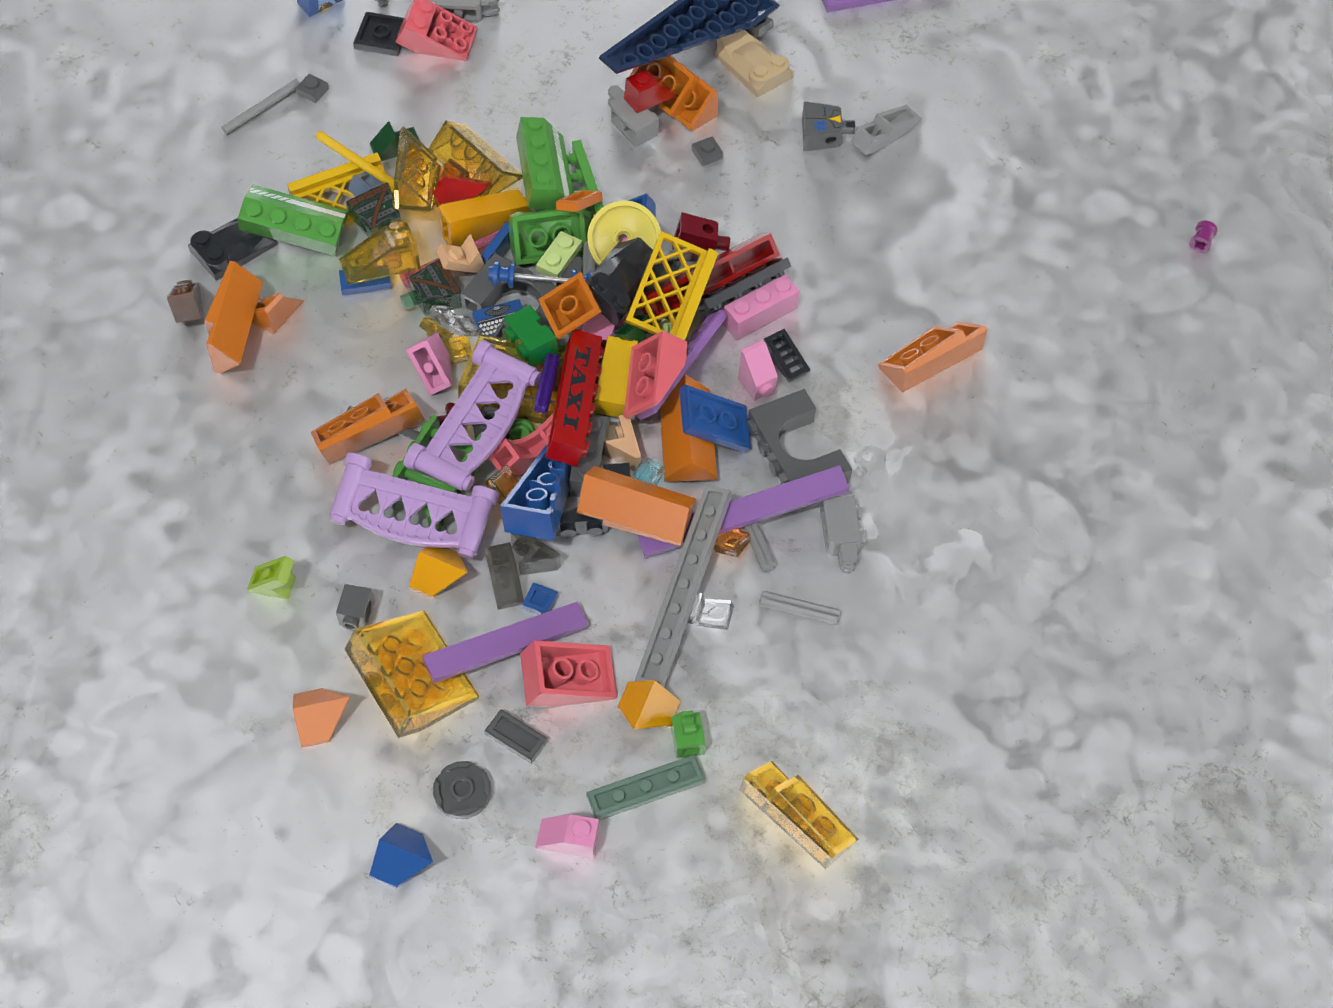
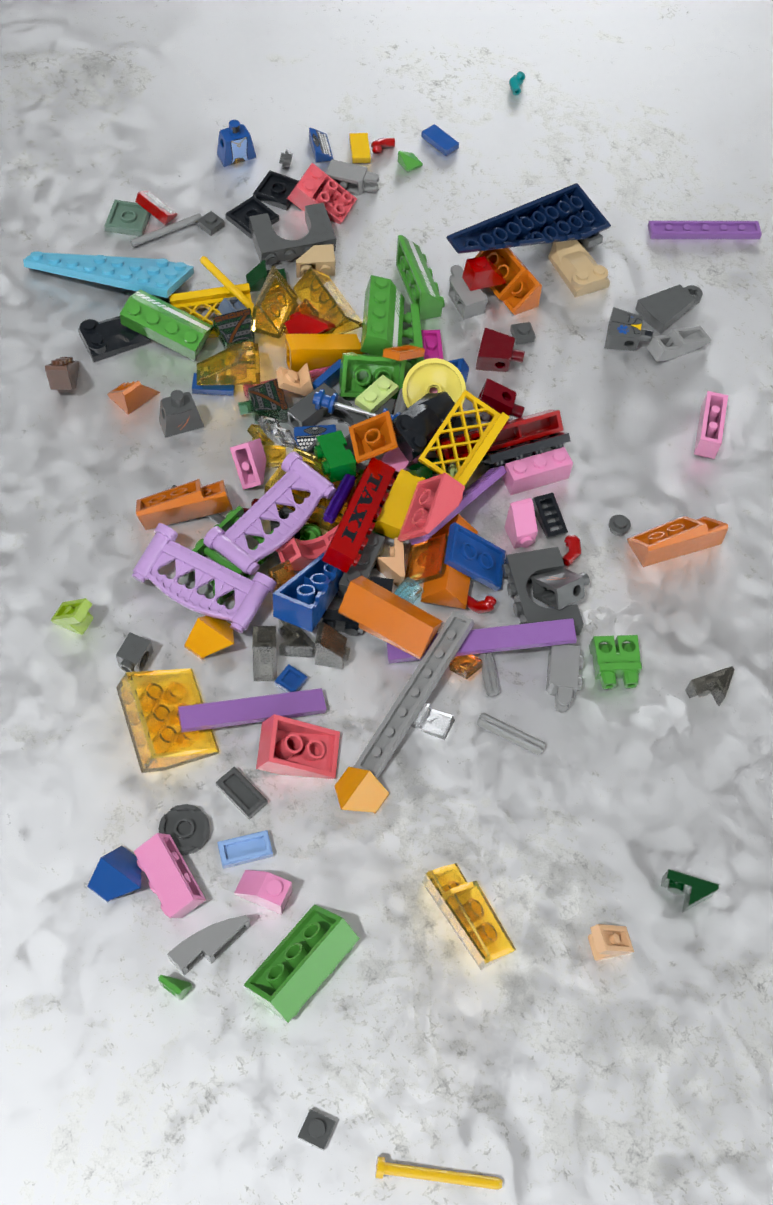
camera: 10 degrees right, 0 degrees up
(211, 100) = (127, 218): none -> sand green tile
(231, 317) = (95, 392): orange slope -> none
(238, 166) = (153, 276): none -> medium azure wing
(241, 81) = (155, 207): none -> red slope
(317, 715) = (78, 738): orange slope -> none
(335, 322) = (179, 414): none -> dark grey torso
(359, 71) = (240, 214): none -> black tile
(397, 105) = (277, 249): none -> dark grey arch
(450, 106) = (319, 258): none -> tan slope
(459, 843) = (169, 876): none -> bright pink brick
(496, 961) = (176, 987): none -> bright green slope
(521, 906) = (208, 943): none -> light grey slope
(535, 796) = (245, 849): none -> light blue tile
(573, 110) = (418, 279): none -> bright green slope
(577, 554) = (330, 647): none -> clear smoke slope
(608, 184) = (432, 344): none -> dark pink hinge
(629, 903) = (302, 962): none -> bright green slope
(645, 787) = (341, 862): sand green tile -> none
(662, 433) = (427, 560): none -> clear orange tile
(684, 178) = (497, 352): none -> dark red torso
(687, 734) = (388, 824): bright green brick -> none
(734, 473) = (481, 606): none -> red arm
(816, 434) = (559, 587): none -> dark grey torso
(822, 387) = (574, 552): none -> red arm
(864, 88) = (667, 306): none -> dark grey piece
(865, 350) = (619, 525): none -> dark grey plate
(896, 502) = (616, 660): none -> bright green hips
(943, 216) = (711, 425): none -> bright pink brick
(956, 807) = (609, 941): none -> light nougat slope
(1008, 505) = (715, 682): none -> clear smoke slope
(1035, 732) = (695, 889): none -> dark green slope

